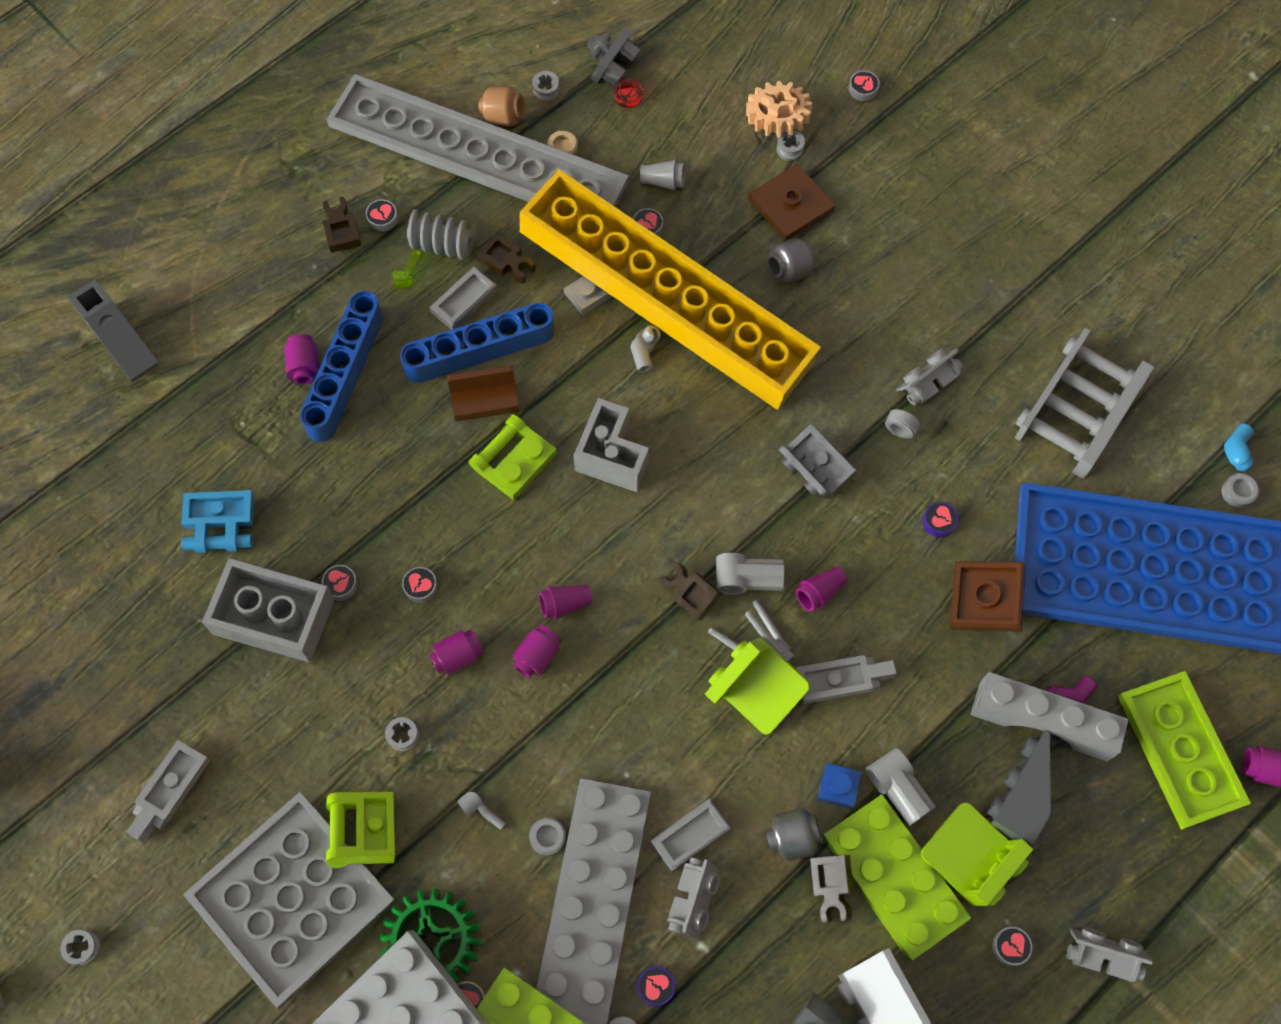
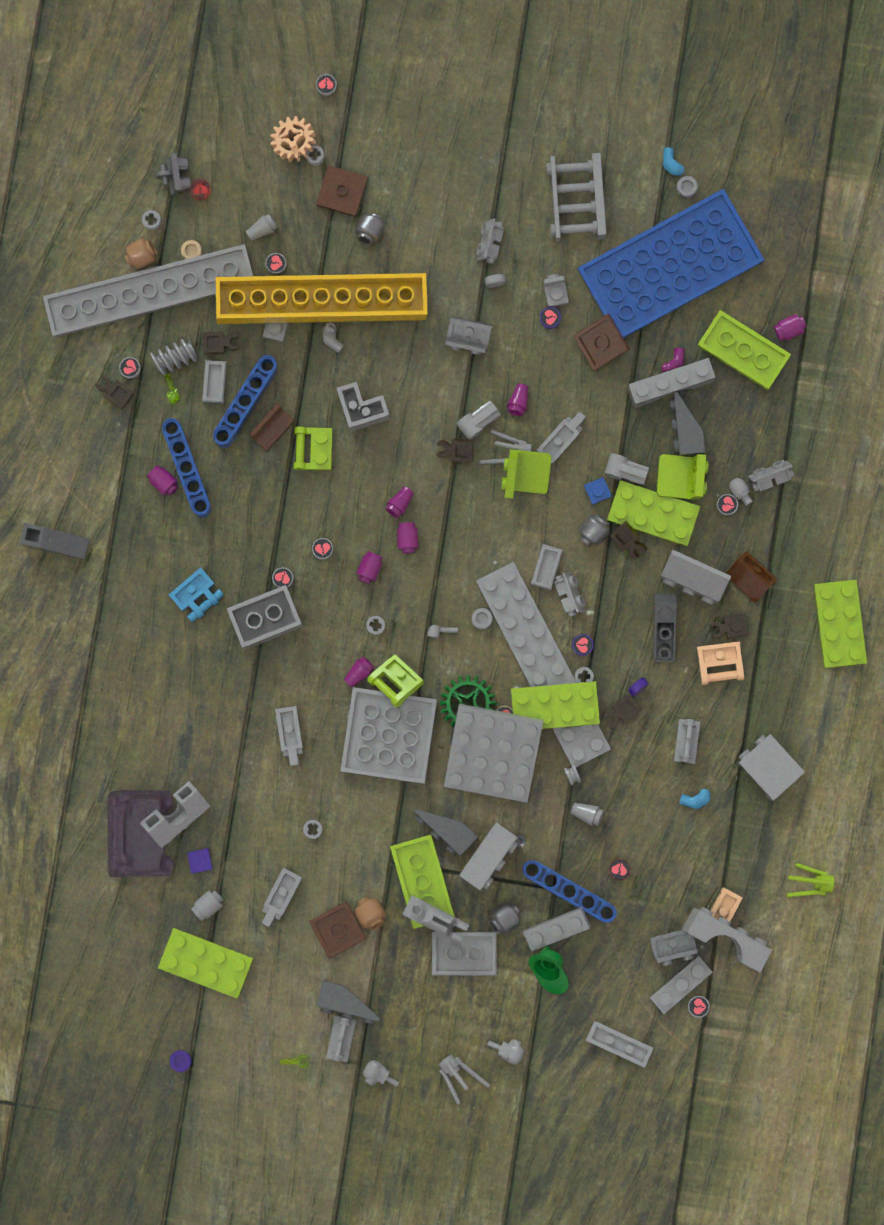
camera: 30 degrees left, 15 degrees up
(327, 777) = (360, 670): none -> magenta cone
(973, 490) = (555, 290): none -> light grey bracket
(1046, 940) = (740, 490): none -> light grey cylinder

